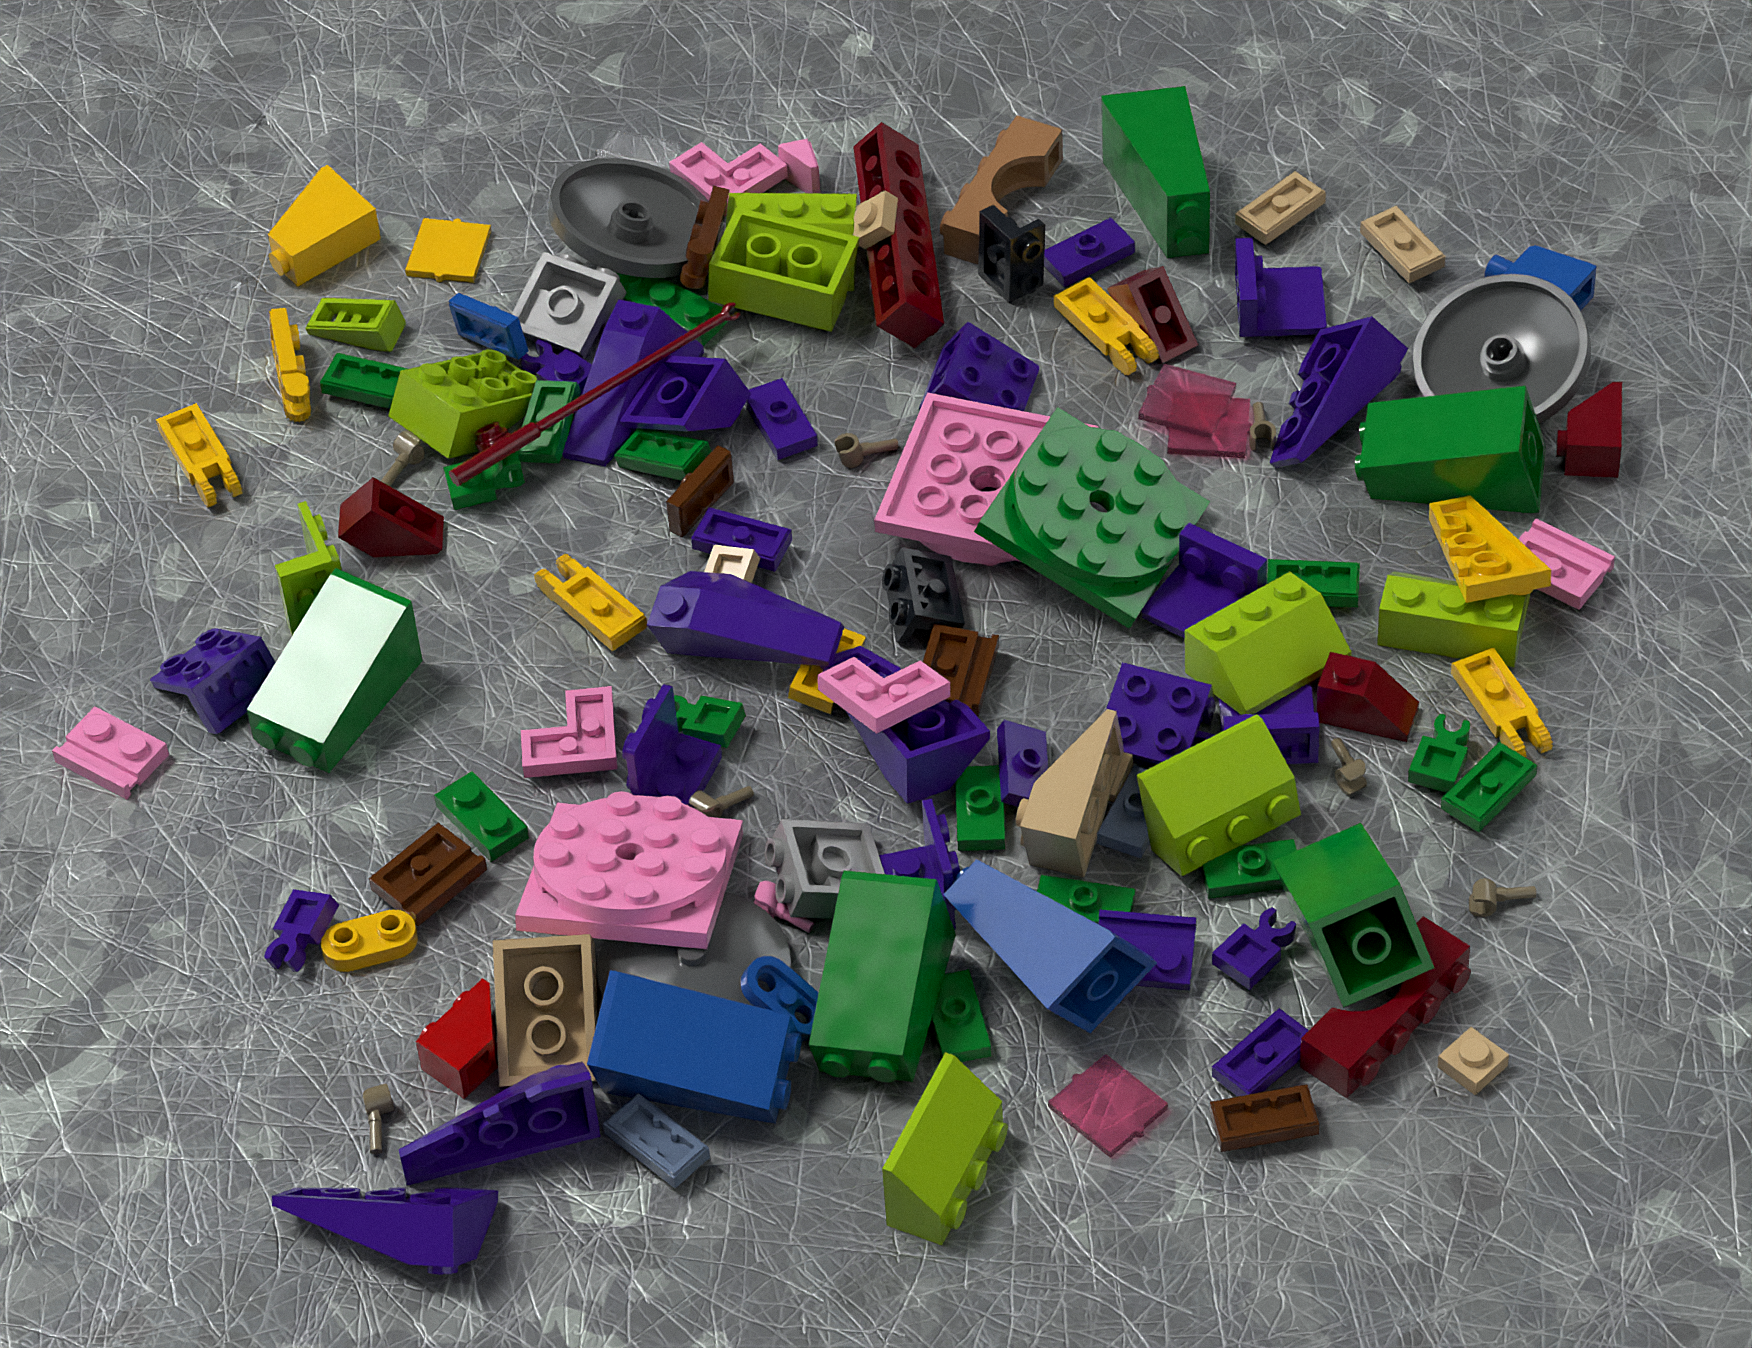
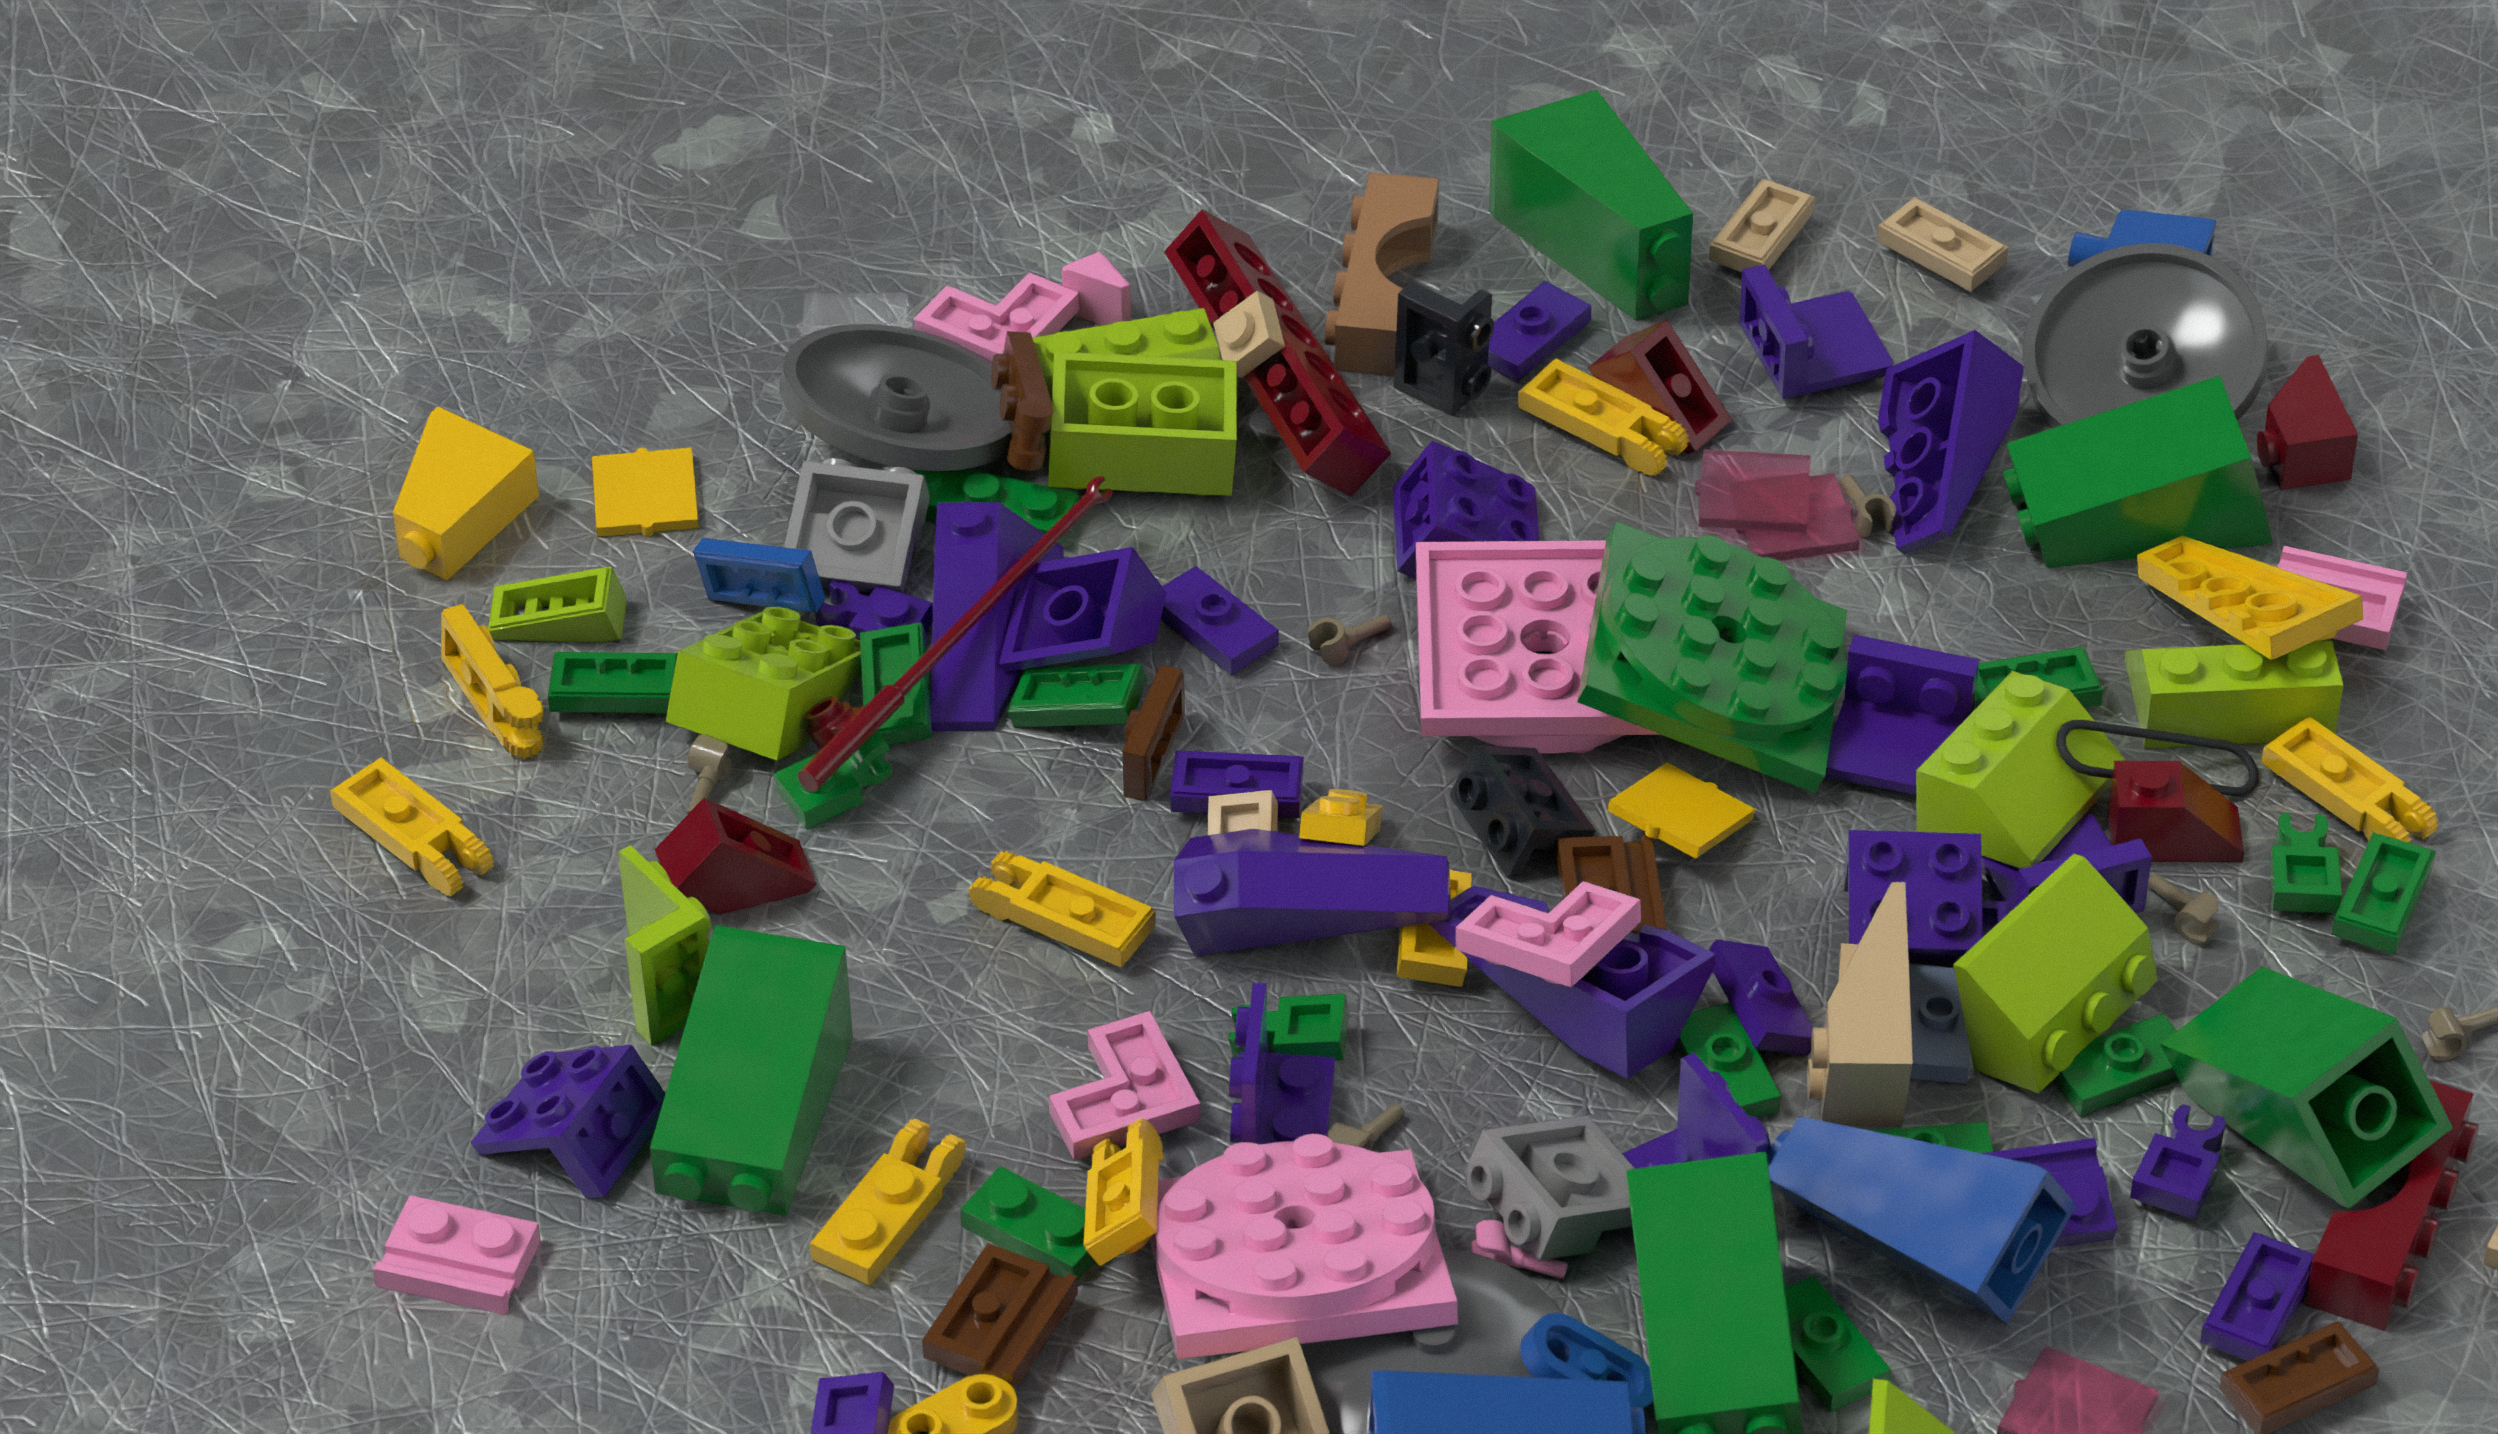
camera: 20 degrees left, 5 degrees down
(393, 780) = (887, 1204): none -> yellow hinge
(535, 807) = (1123, 1193): none -> yellow hinge
(792, 580) = (1341, 818): none -> yellow plate
(1030, 621) = (1681, 810): none -> yellow piece
(1367, 635) = (2154, 735): none -> black piece

